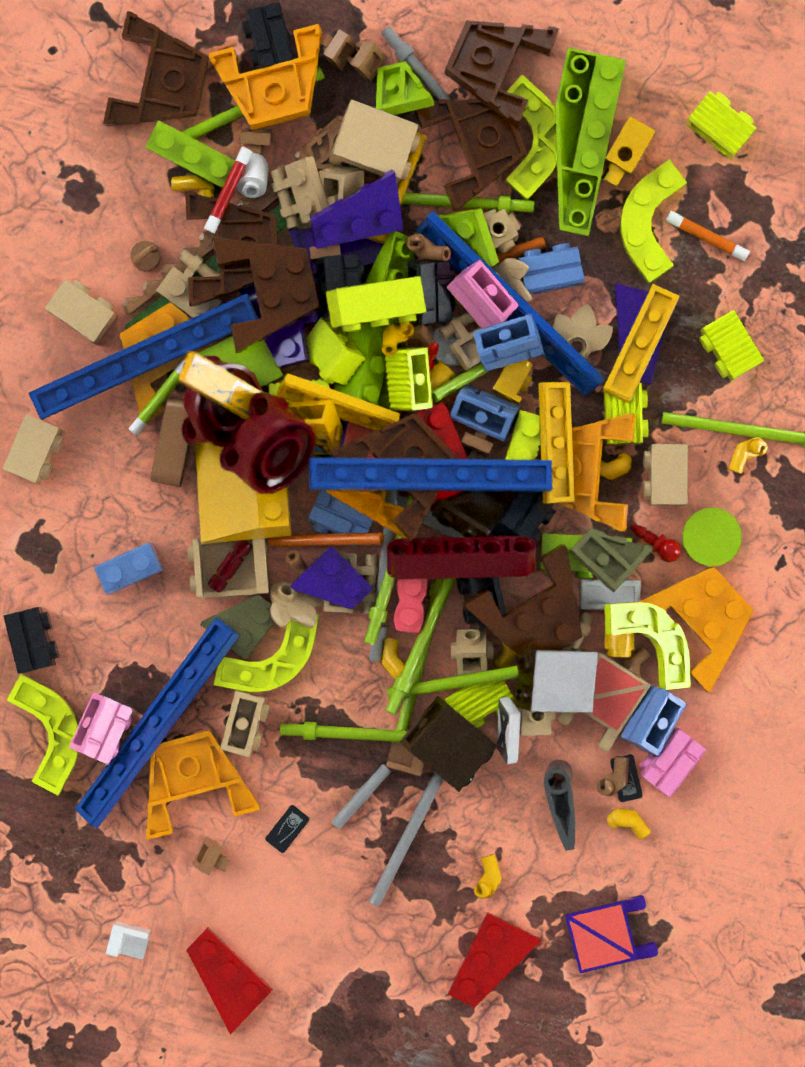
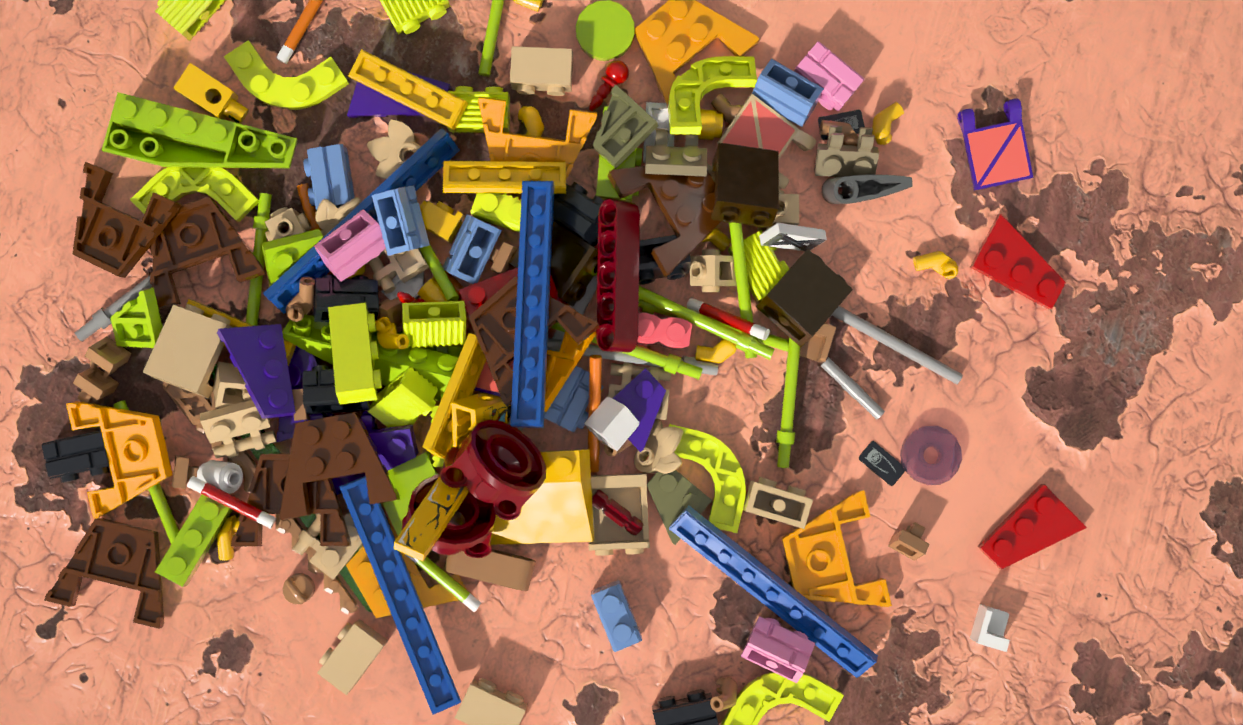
camera: 90 degrees left, 0 degrees up
(54, 680) = (727, 695): none -> medium nougat arm
(300, 894) = (948, 455): none -> tile
(317, 557) = (612, 423): none -> white panel
(425, 668) = (728, 319): none -> red bar
(579, 610) = (675, 160): none -> dark tan plate
(589, 783) = (846, 160): none -> dark tan plate

